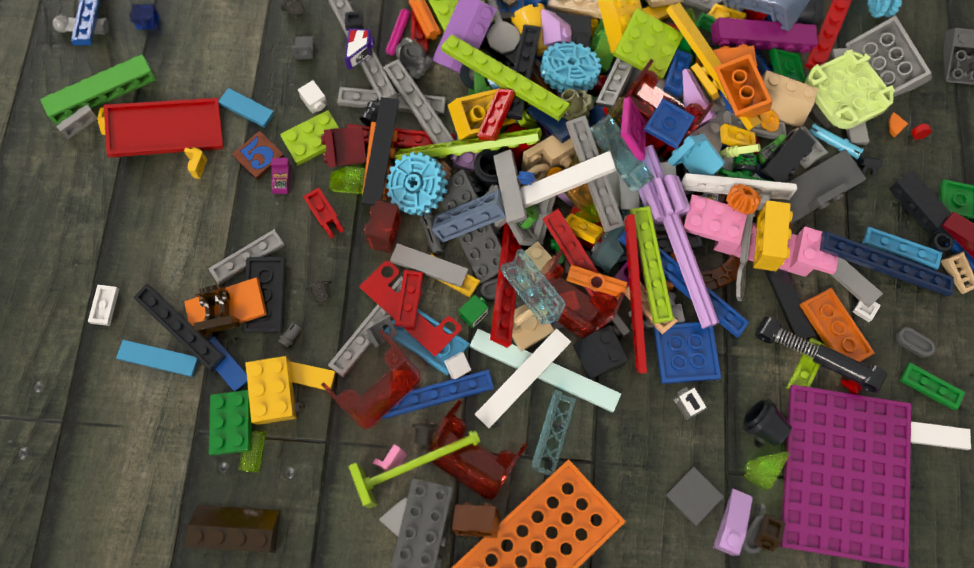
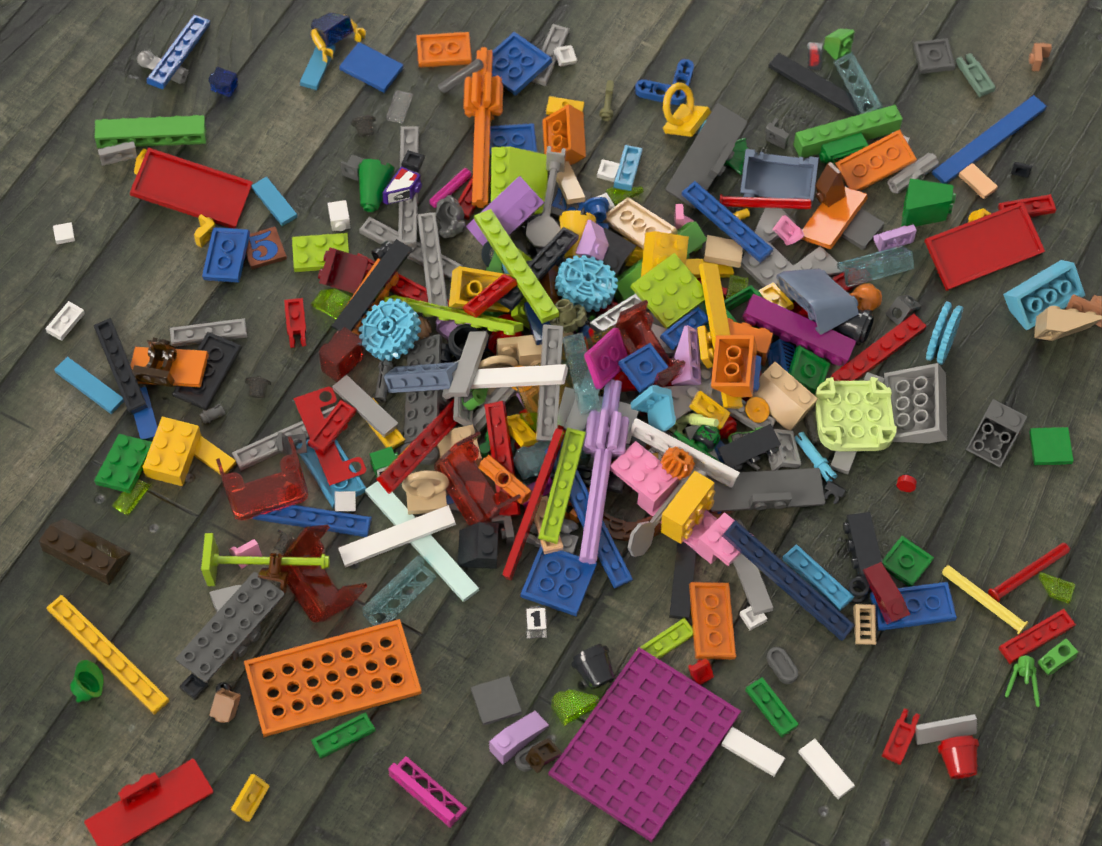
camera: 25 degrees right, 10 degrees down
(61, 219) = (64, 233): none -> white tile
(227, 176) = (226, 254): none -> blue plate
(280, 175) = (274, 274): magenta leg -> none
(329, 53) = (372, 182): none -> green cone
(431, 470) = (274, 572): none -> reddish brown bracket
(476, 520) = (291, 630): reddish brown brick -> none
(526, 178) = (485, 361): blue plate -> none
(531, 290) = (438, 454): clear light blue fence -> none
(868, 376) = (704, 662): black piece -> none
(896, 124) = (887, 468): orange tile -> none

